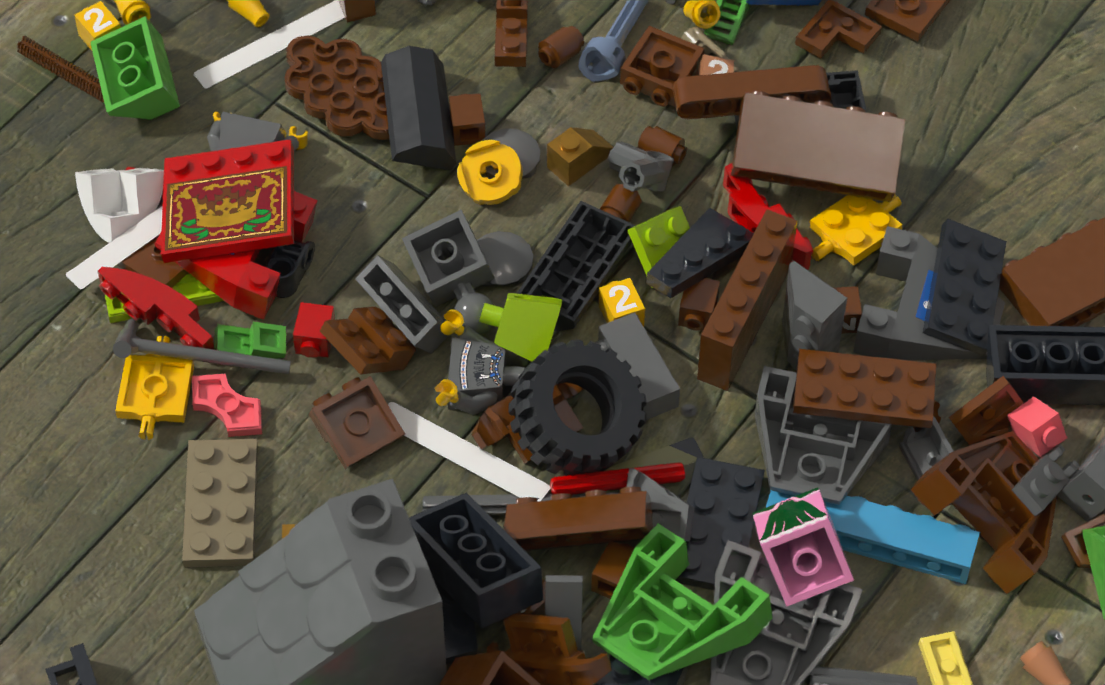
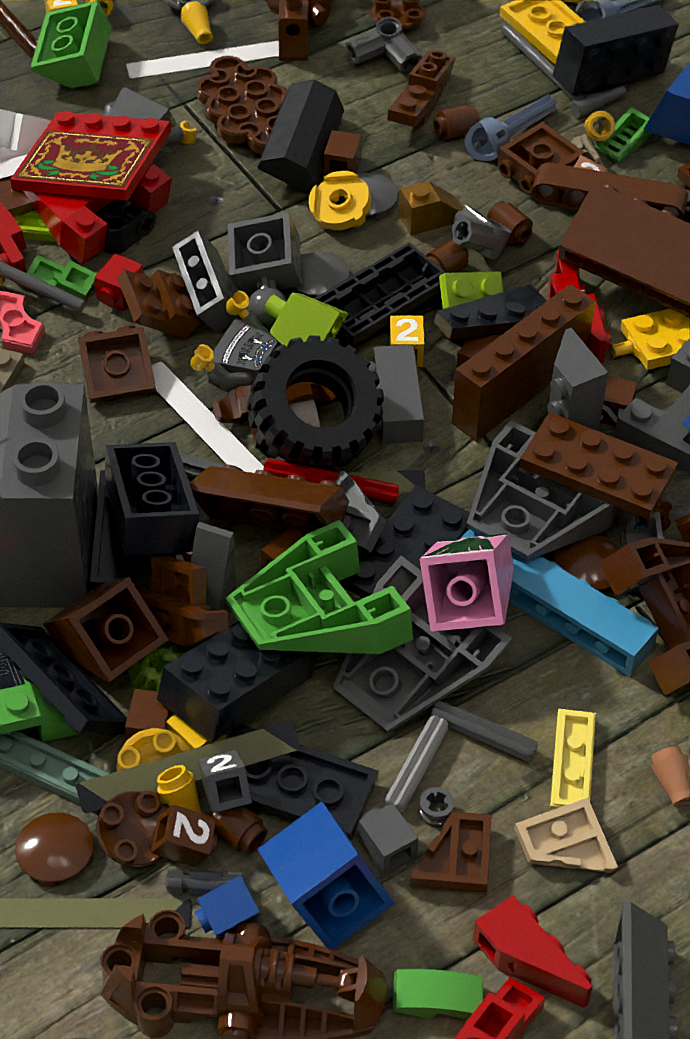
camera: 20 degrees right, 5 degrees down
(888, 482) = (583, 559): none -> reddish brown dish

